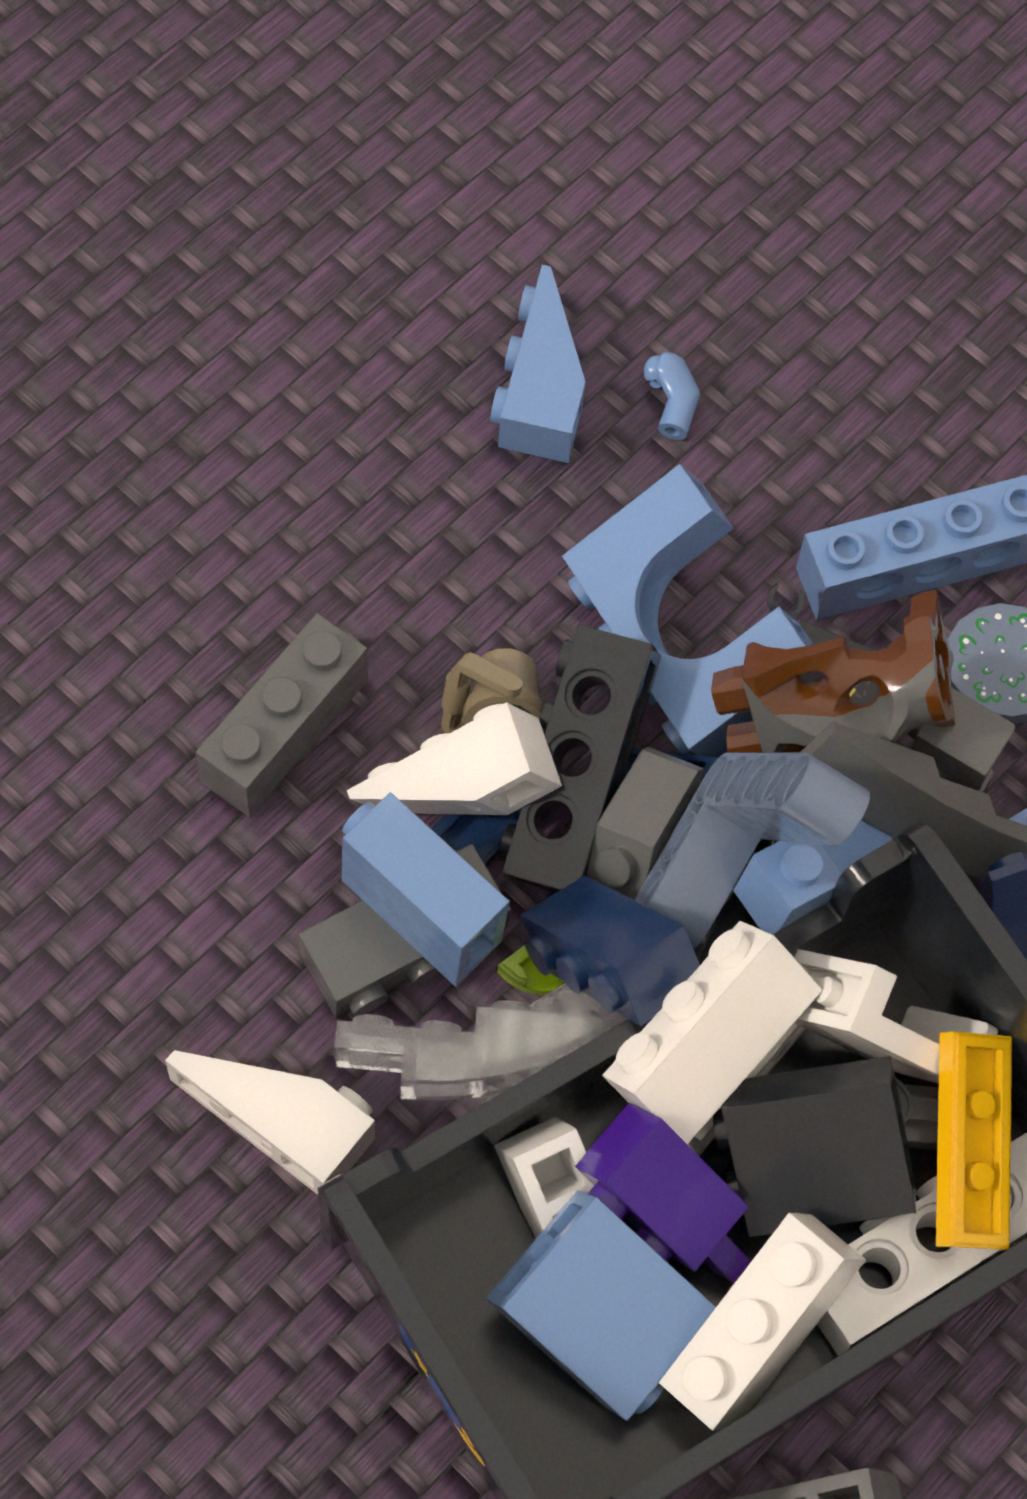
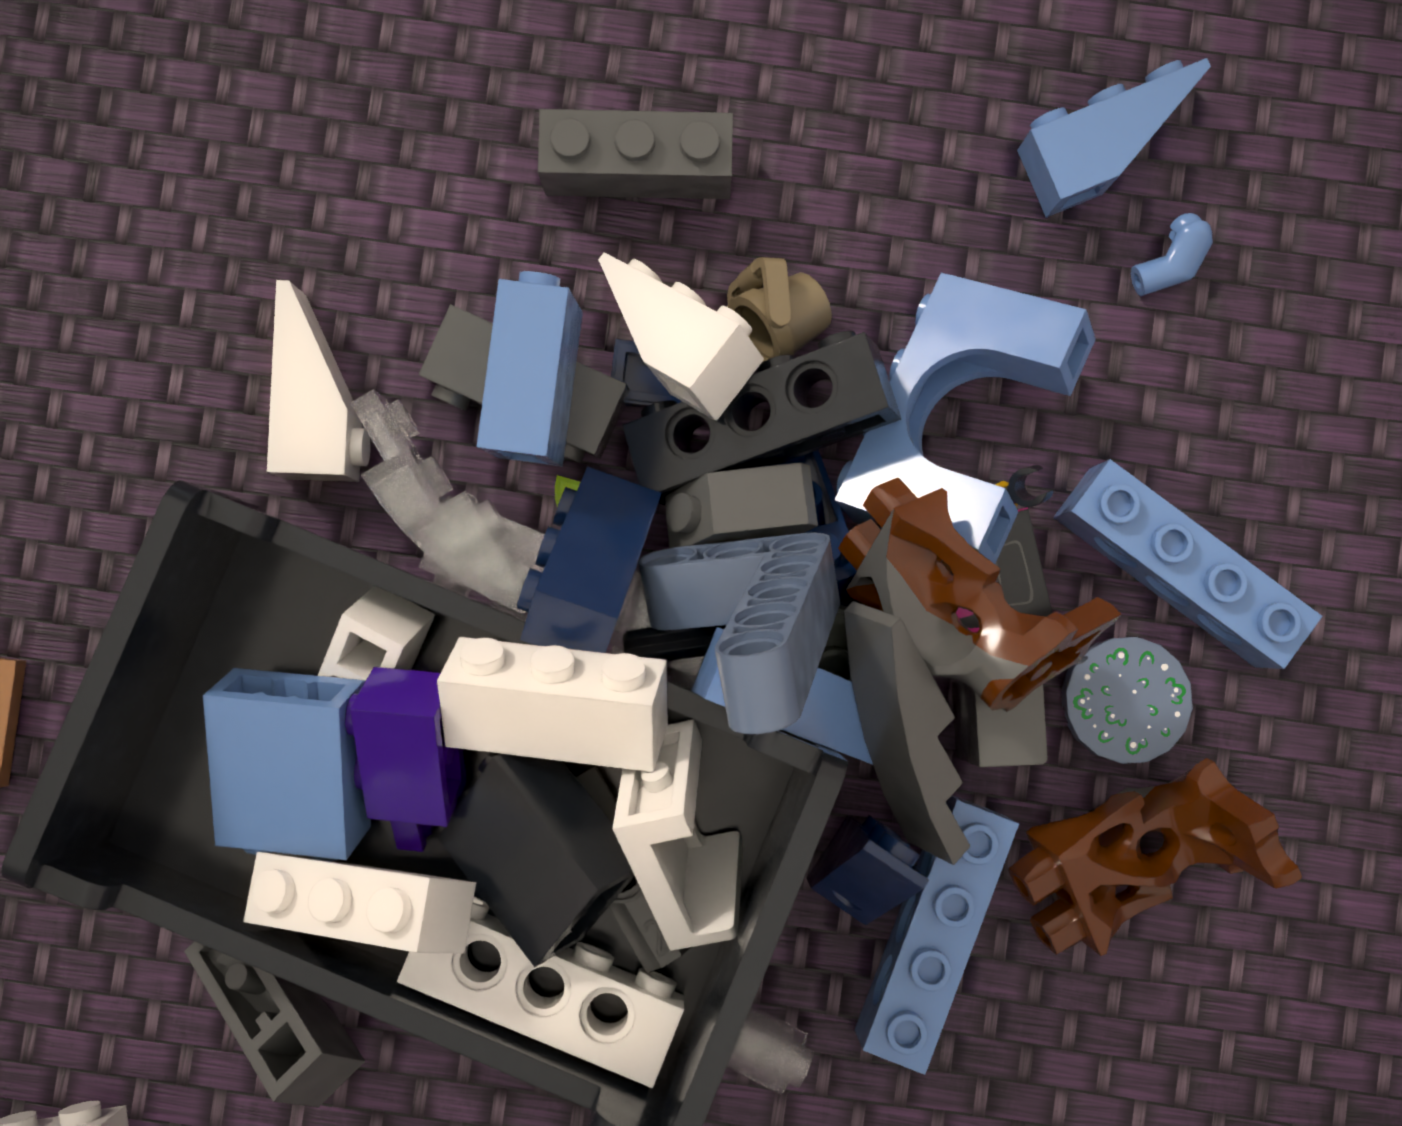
camera: 60 degrees right, 20 degrees up
(974, 1141) = (622, 980): yellow tile -> none

